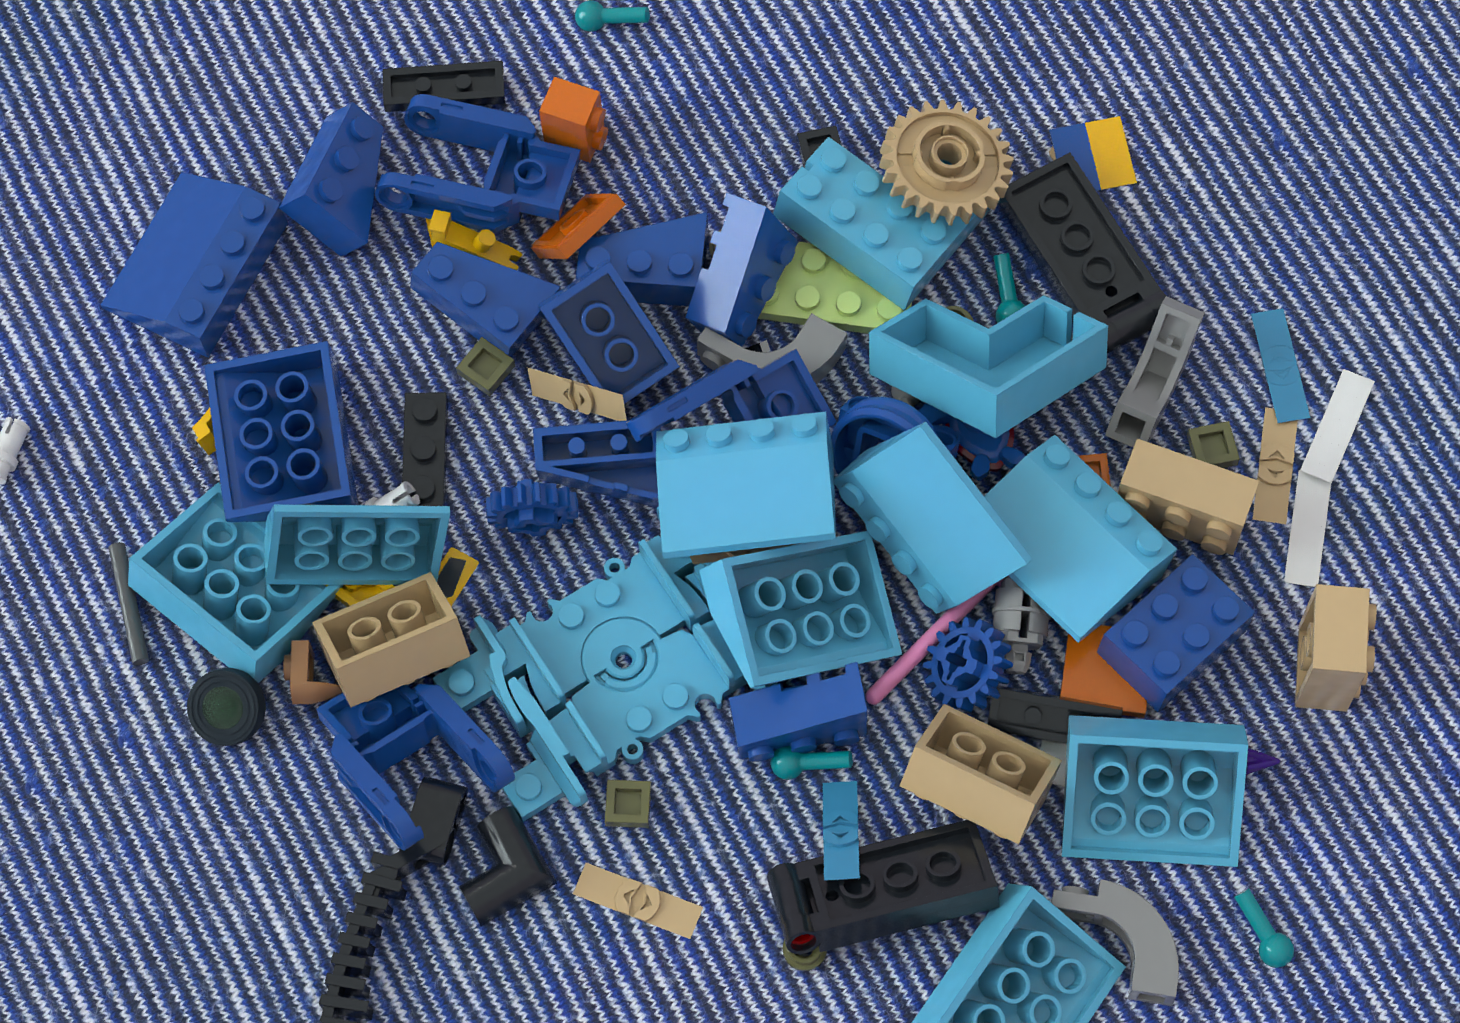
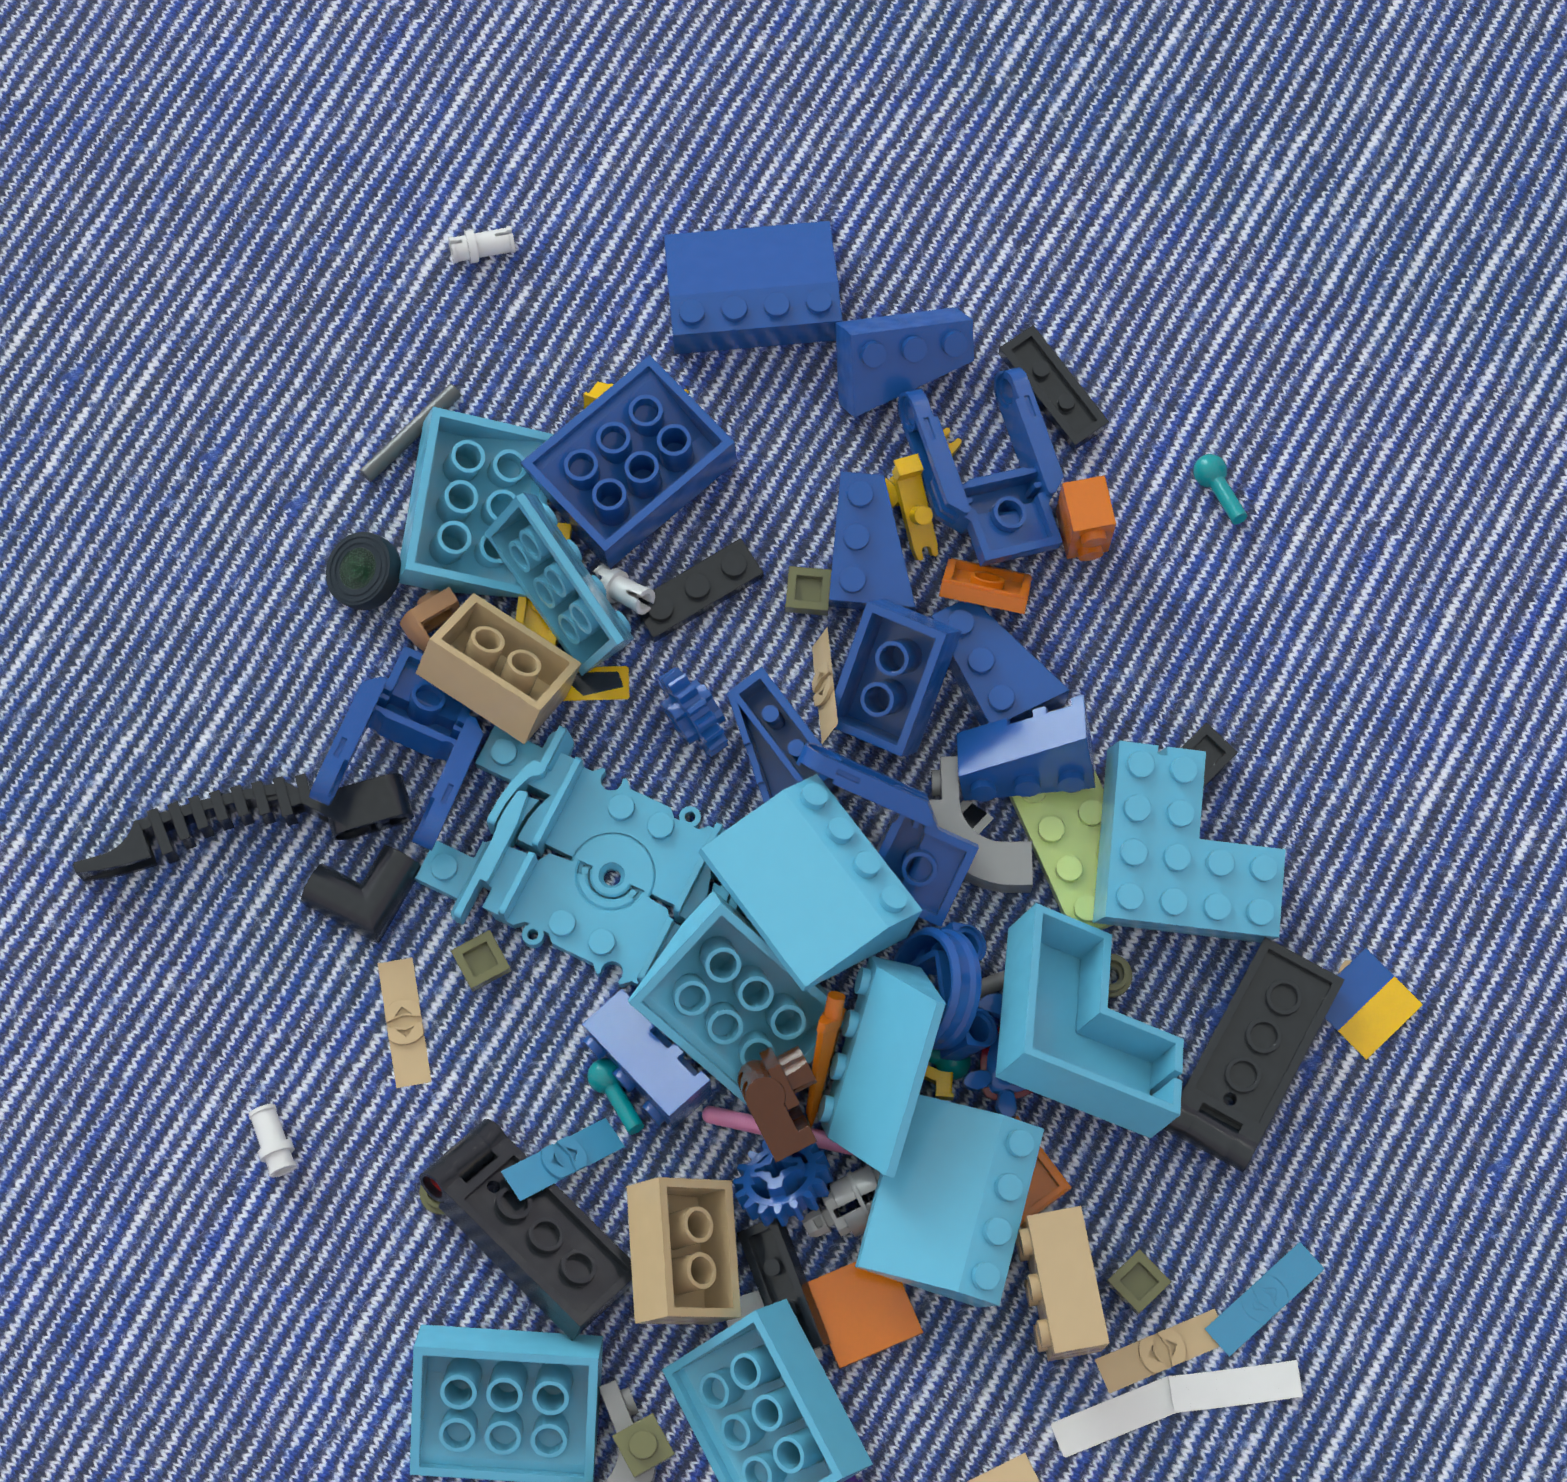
camera: 55 degrees right, 5 degrees up
(869, 544) = (827, 1036): none -> orange bar
(898, 624) = (770, 1092): none -> reddish brown hips
(914, 163) = (1276, 866): tan gear -> none
(1007, 289) = (1164, 1016): teal bar -> none
(1123, 895) = (643, 1445): none -> olive plate
(1156, 373) = (1167, 1189): light grey arch -> none
(1175, 632) = (929, 1350): blue brick -> none

